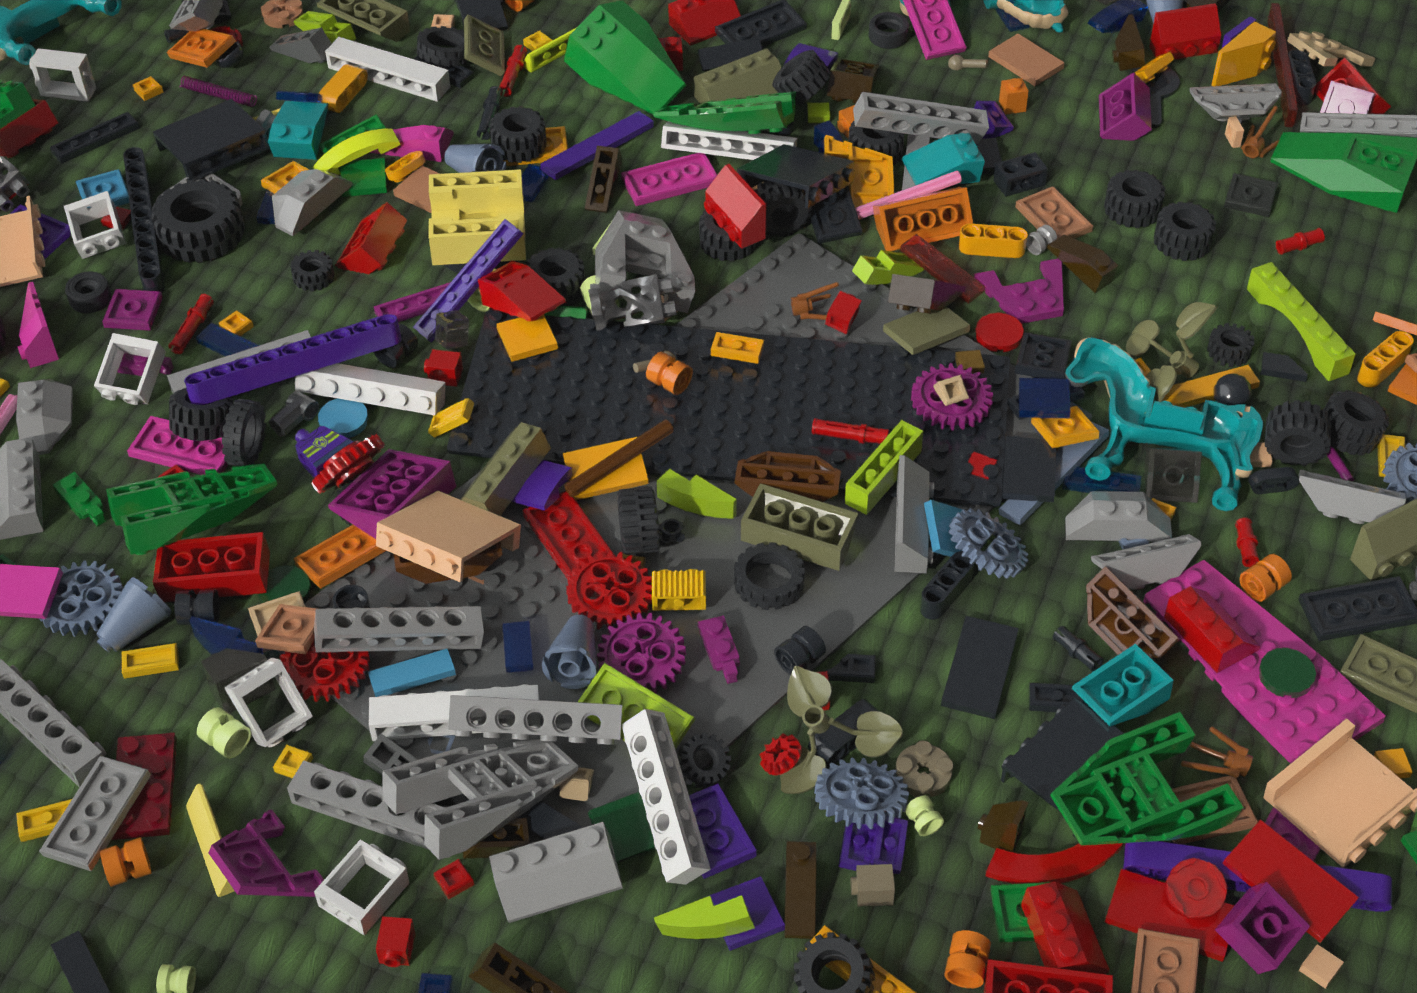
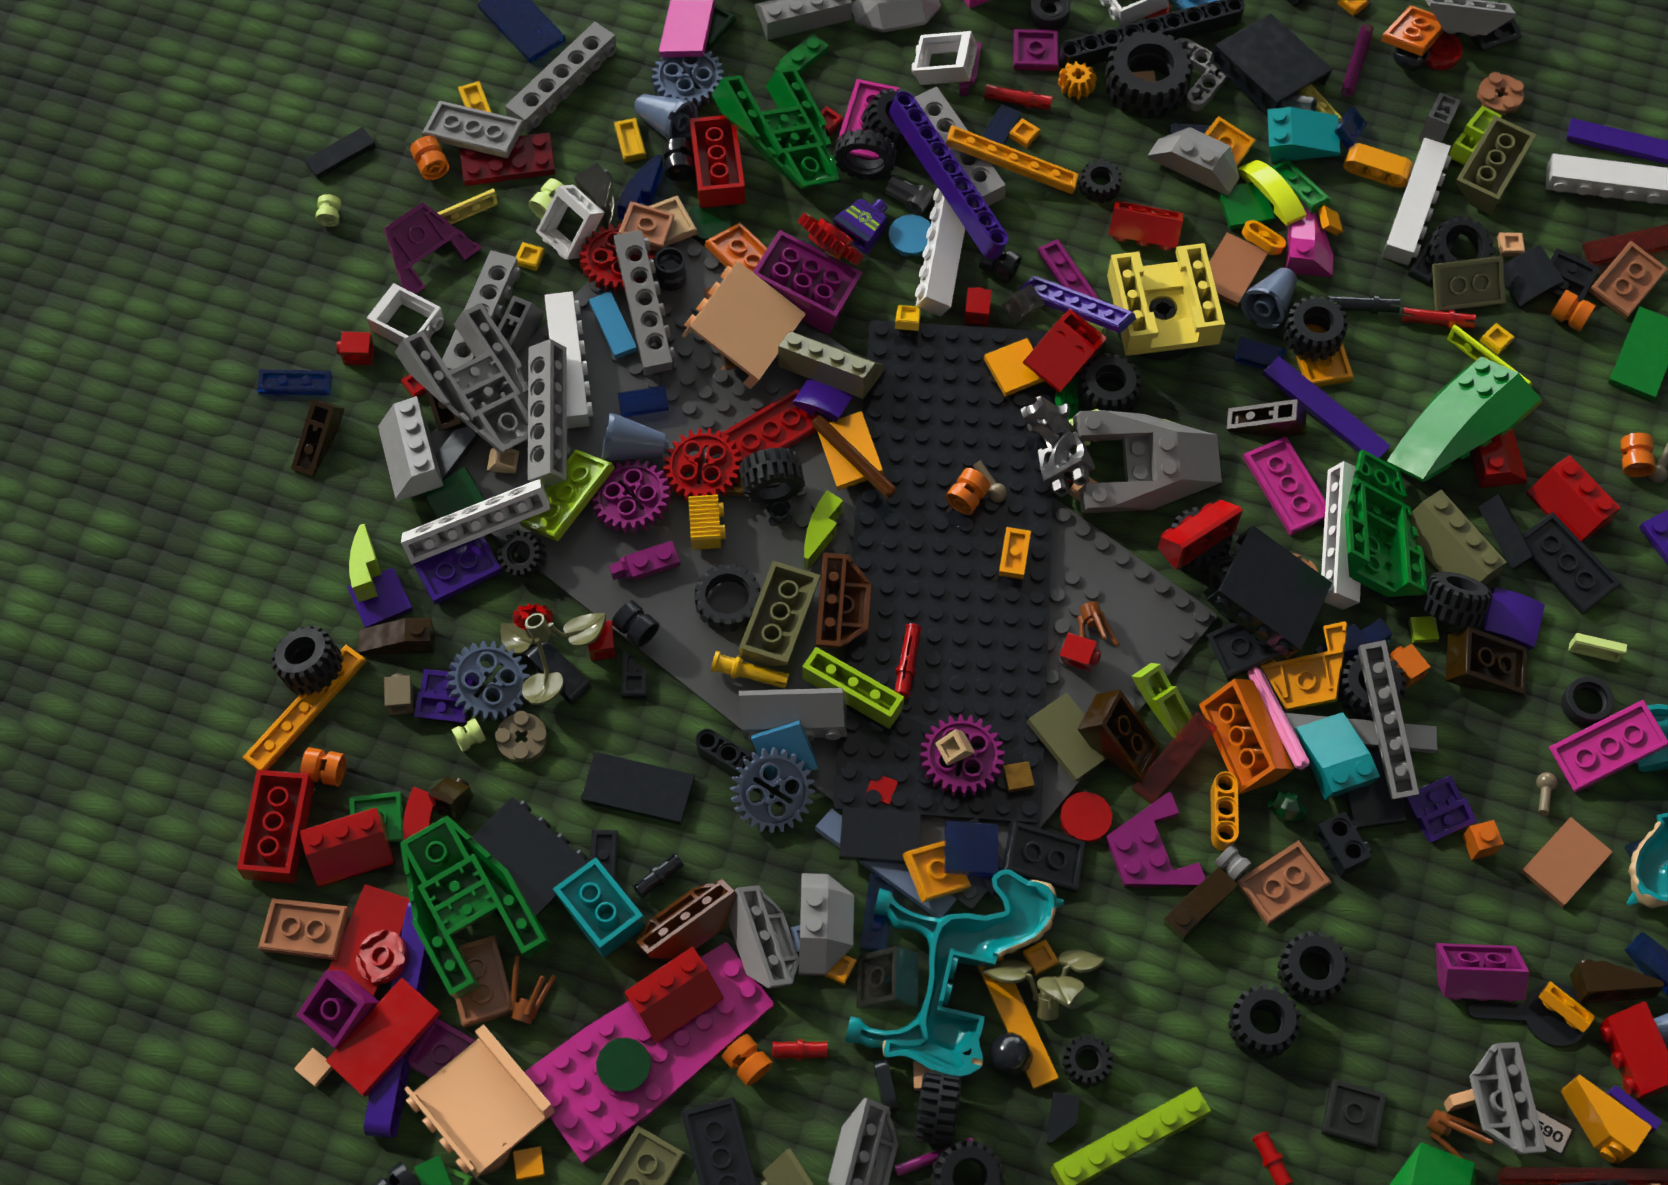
camera: 85 degrees right, 15 degrees up
(185, 277) = (1077, 80): none -> light orange gear
(277, 322) = (1011, 159): none -> light orange tile
(396, 123) = (1330, 220): none -> light orange tile
(851, 569) = (738, 668): none -> yellow pin
(987, 202) = (1287, 807): none -> dark green rock

